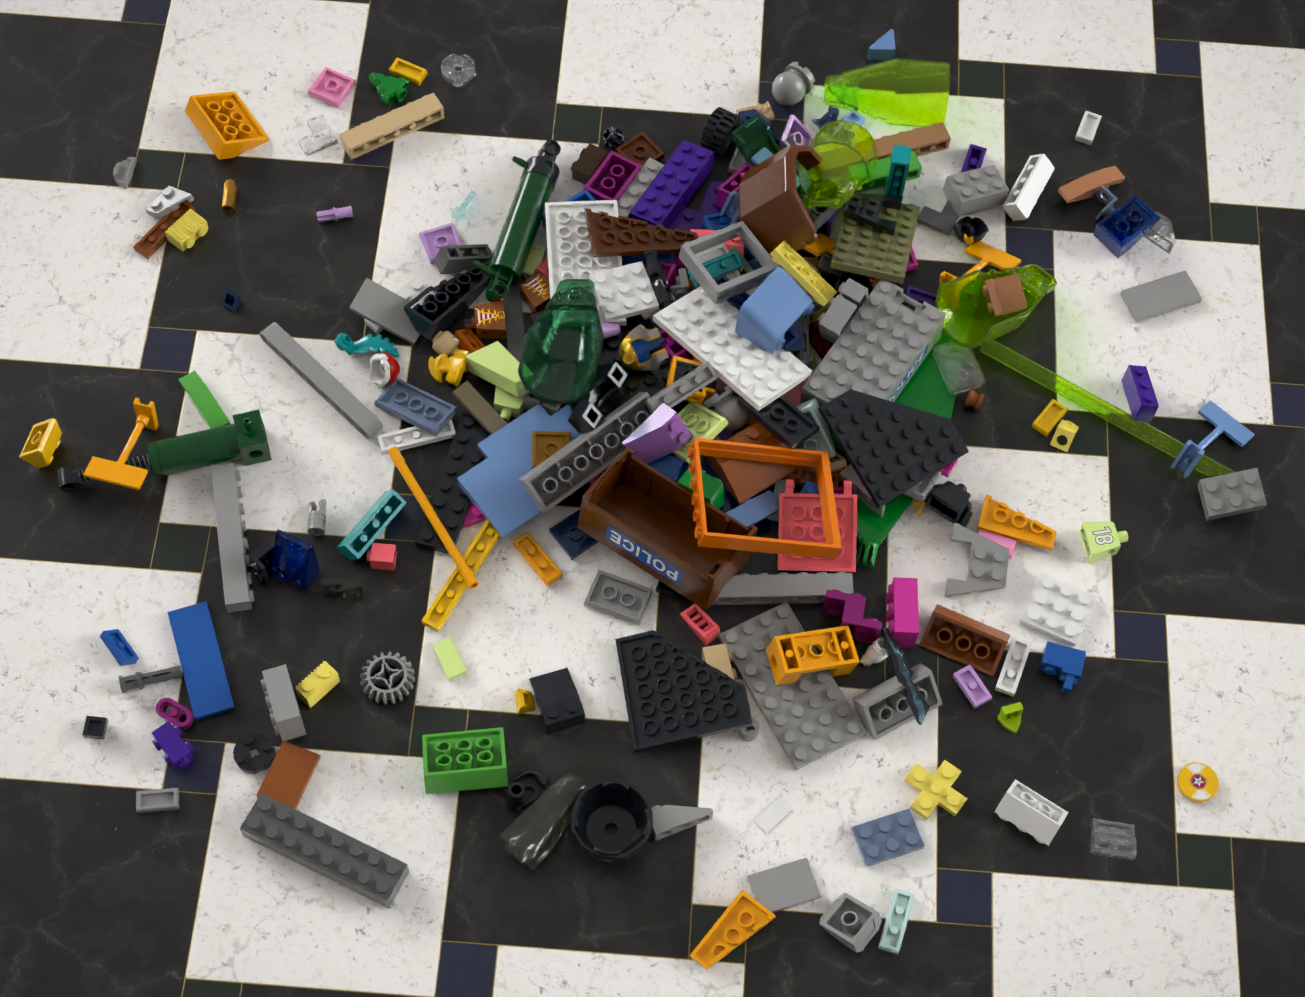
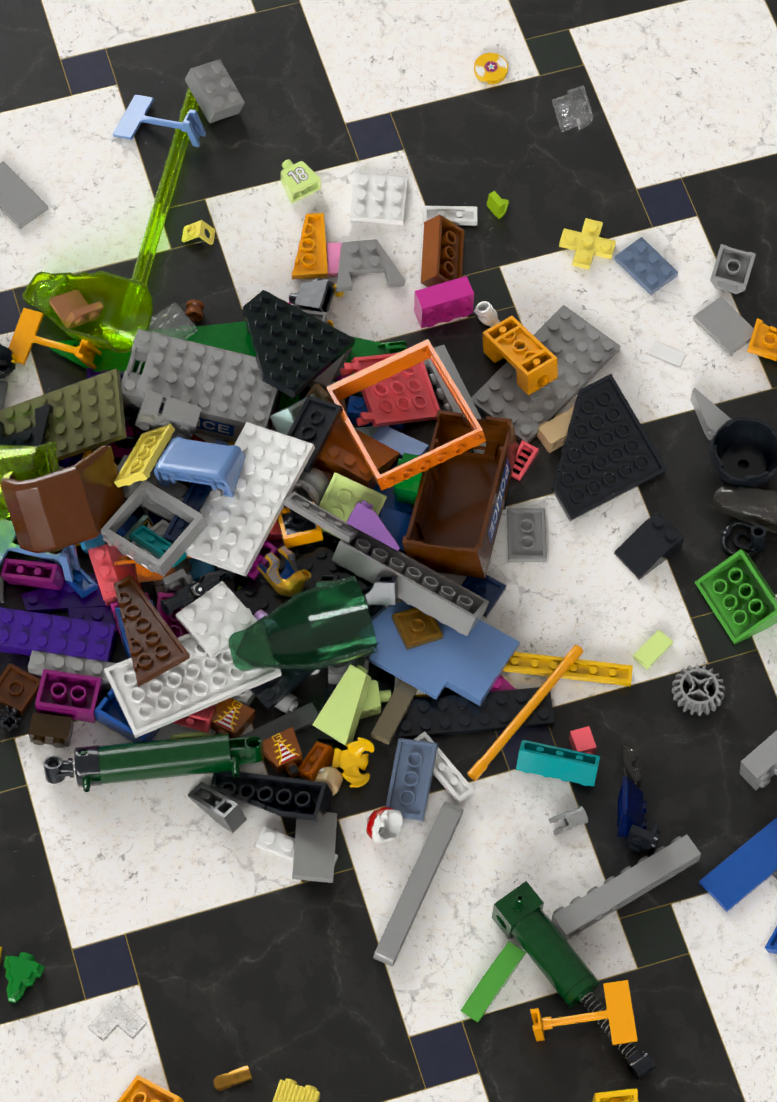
camera: 110 degrees left, 0 degrees up
(231, 299) = (362, 1013): dark blue slope -> none
(317, 684) = (733, 743): light yellow brick -> none
(331, 87) = (41, 1039): bright pink tile -> none
(334, 214) = (211, 958): lavender axle -> none
(367, 343) = (361, 855): teal plant -> none
(392, 125) = (74, 947): tan brick -> none
(438, 237) = (204, 838): lavender tile -> none
(460, 213) = (157, 837): clear light blue bar -> none
(524, 701) = (663, 574): yellow slope -> none
(537, 559) = (521, 613): light orange tile -> none
(851, 610) = (466, 339): magenta bracket -> none
(886, 707) = (522, 289): light grey slope -> none
(896, 921) = (711, 240): light aqua tile -> none
(904, 674) = (506, 280): black sword -> none
(972, 686) = (483, 240): lavender plate -> none
(1031, 812) = (575, 170): white slope -> none
(1049, 417) = (184, 250): yellow tile -> none
(1064, 662) = (430, 179): blue hinge -> none
(1139, 393) = (136, 180): dark purple brick -> none

